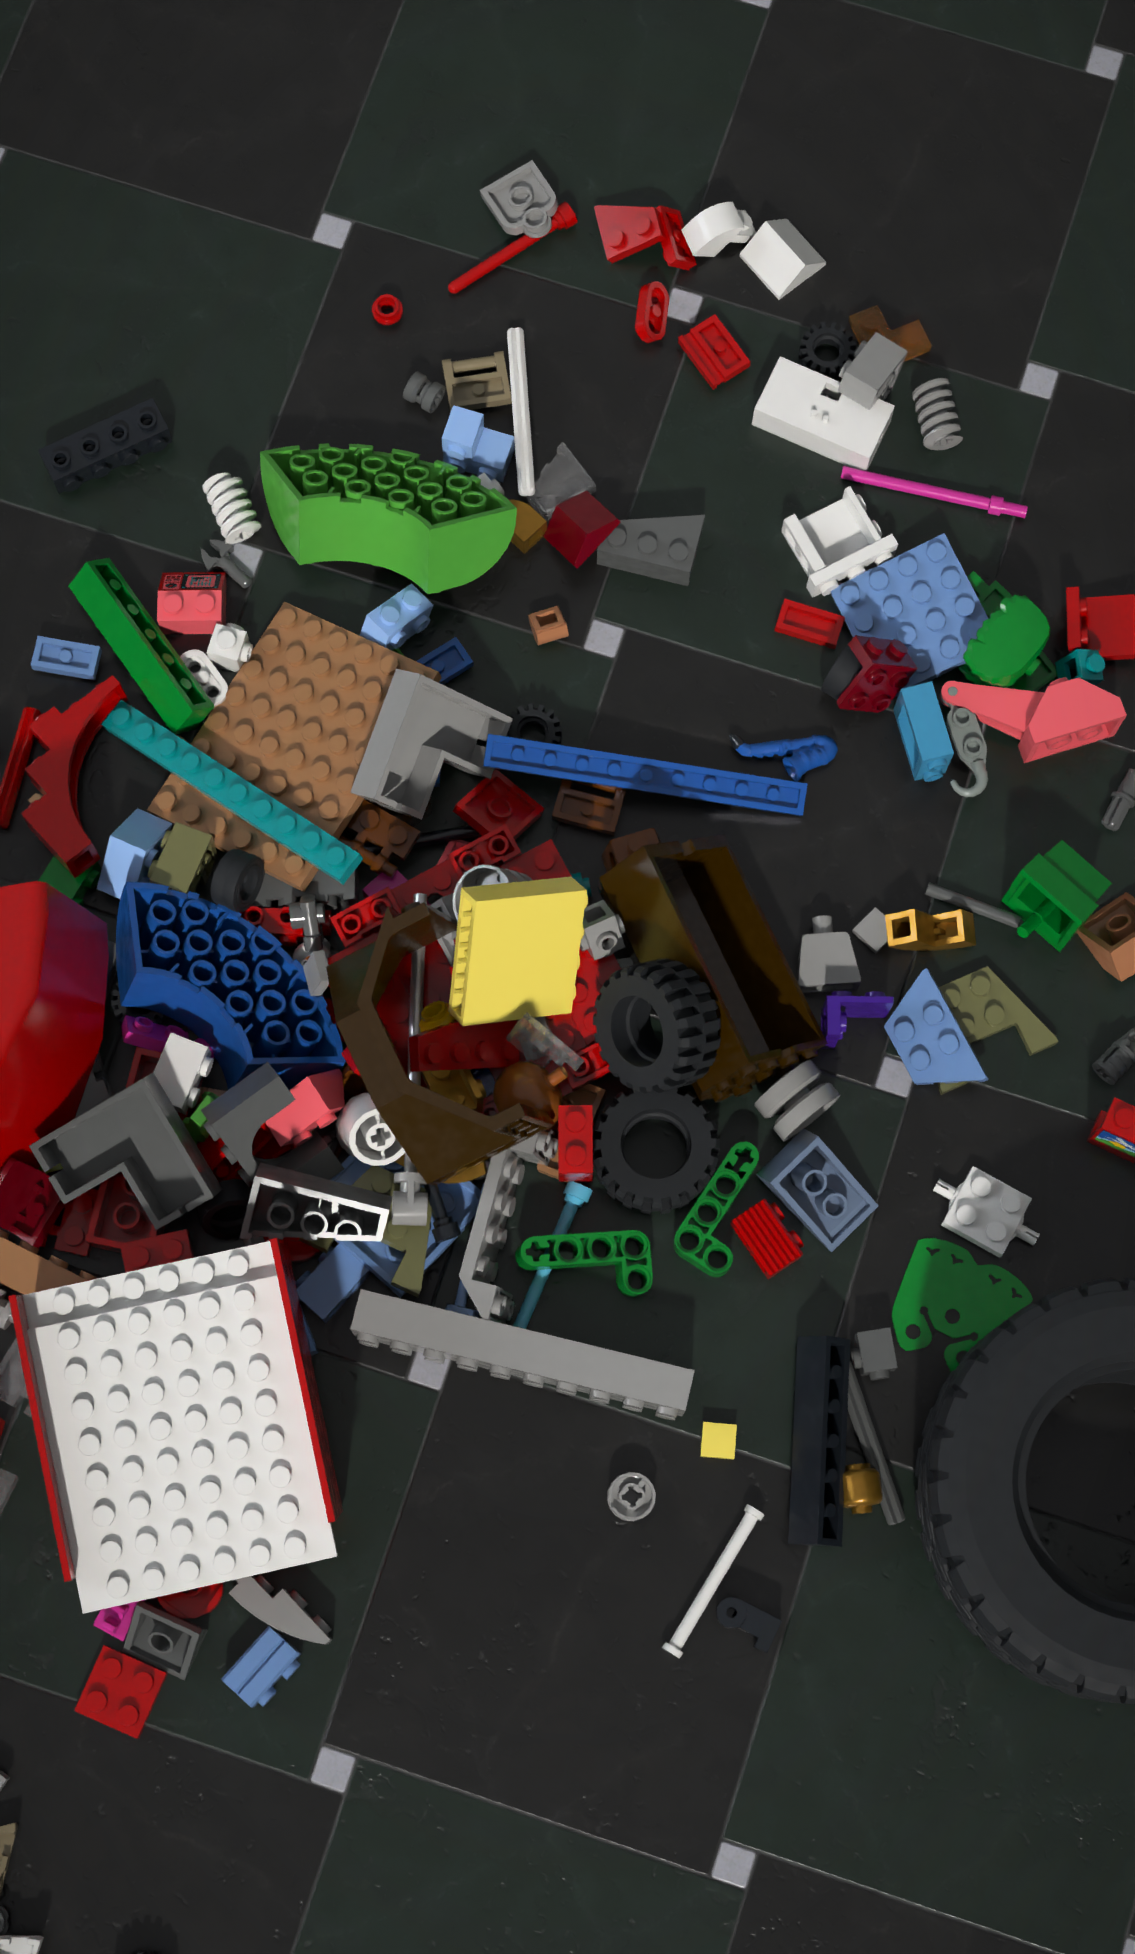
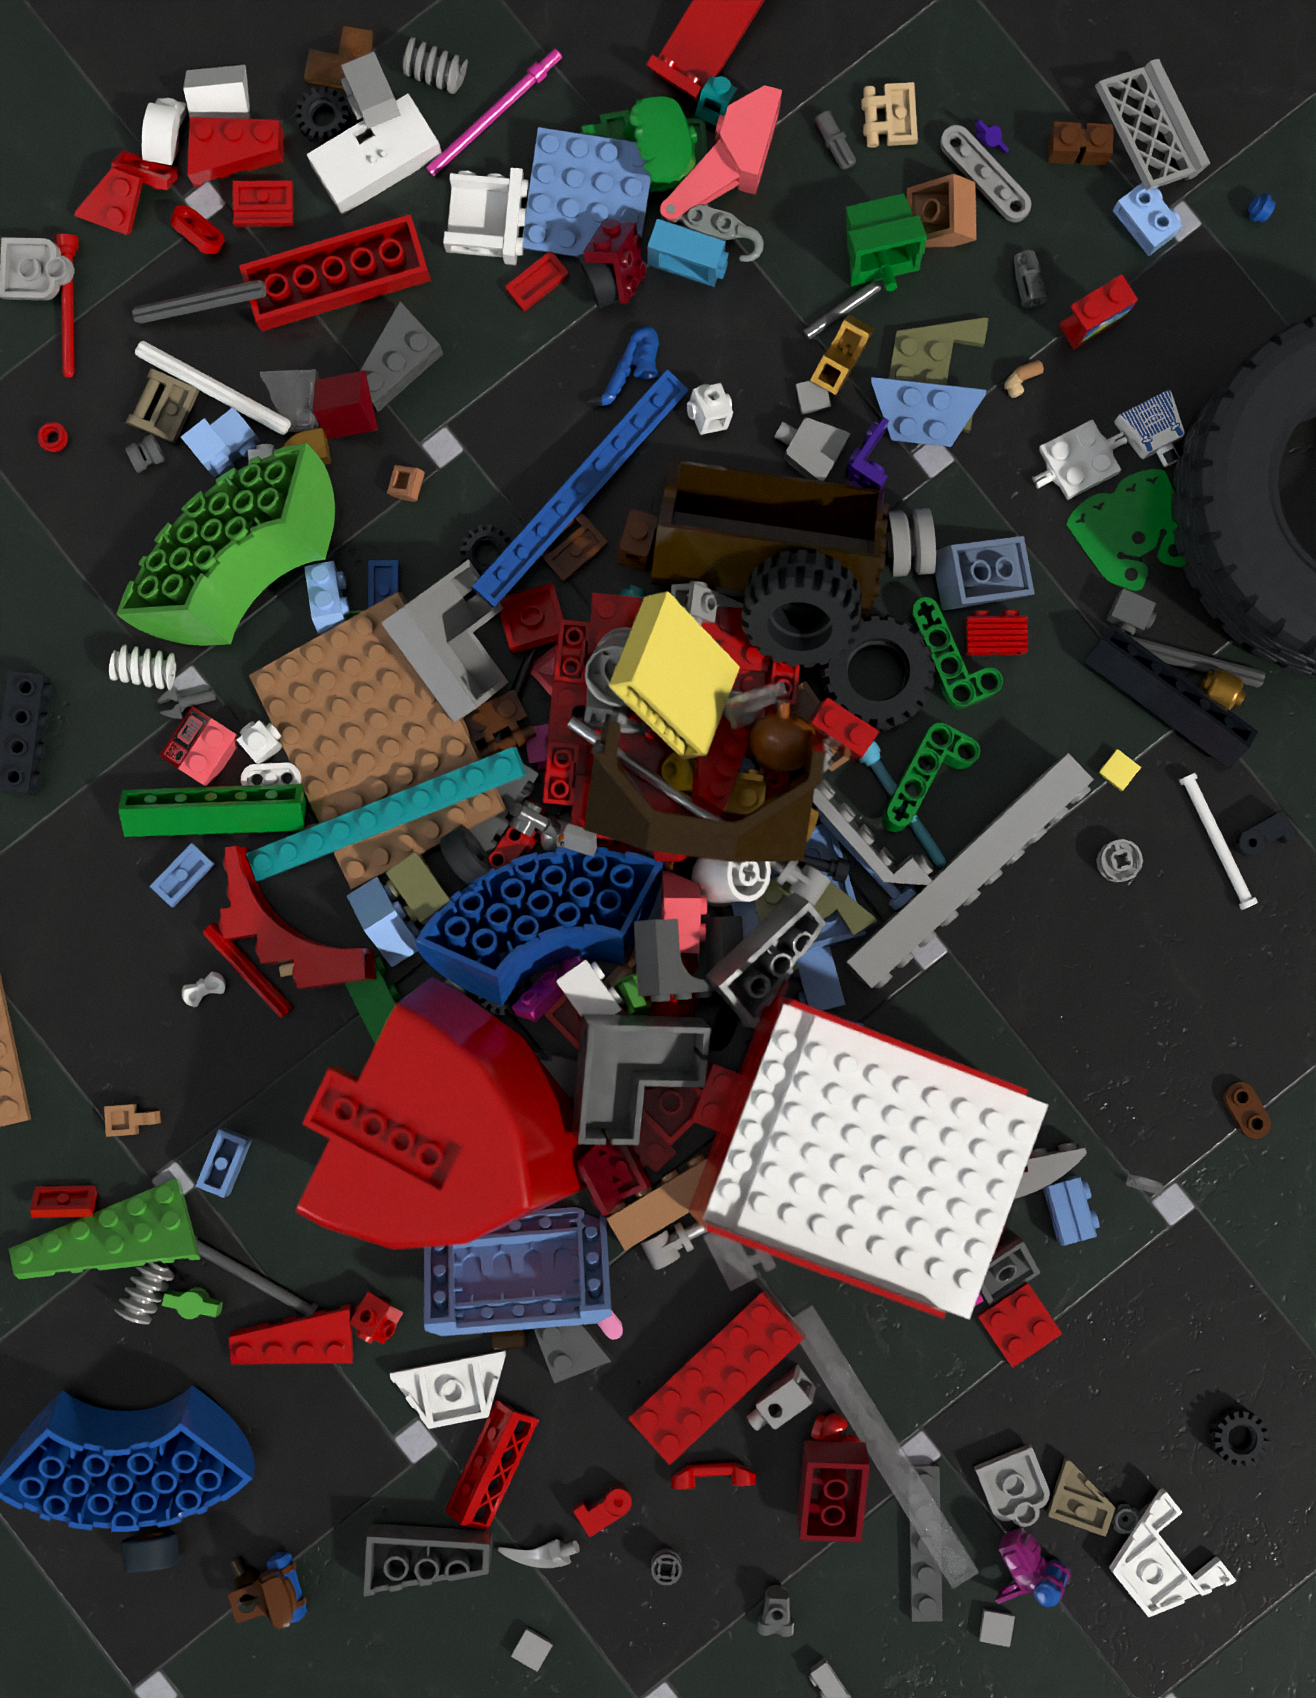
camera: 55 degrees left, 10 degrees up
(333, 1725) = (1144, 1184): none -> clear tile
(470, 1782) = (1245, 1112): none -> reddish brown plate
(587, 351) = (199, 301): none -> dark grey axle
(693, 447) = (337, 272): none -> red brick
(744, 293) = (231, 146): none -> red wedge
(798, 843) = (710, 408): none -> white brick
(1027, 1104) = (1020, 374): none -> arm
(1063, 1258) = (1153, 428): none -> white torso

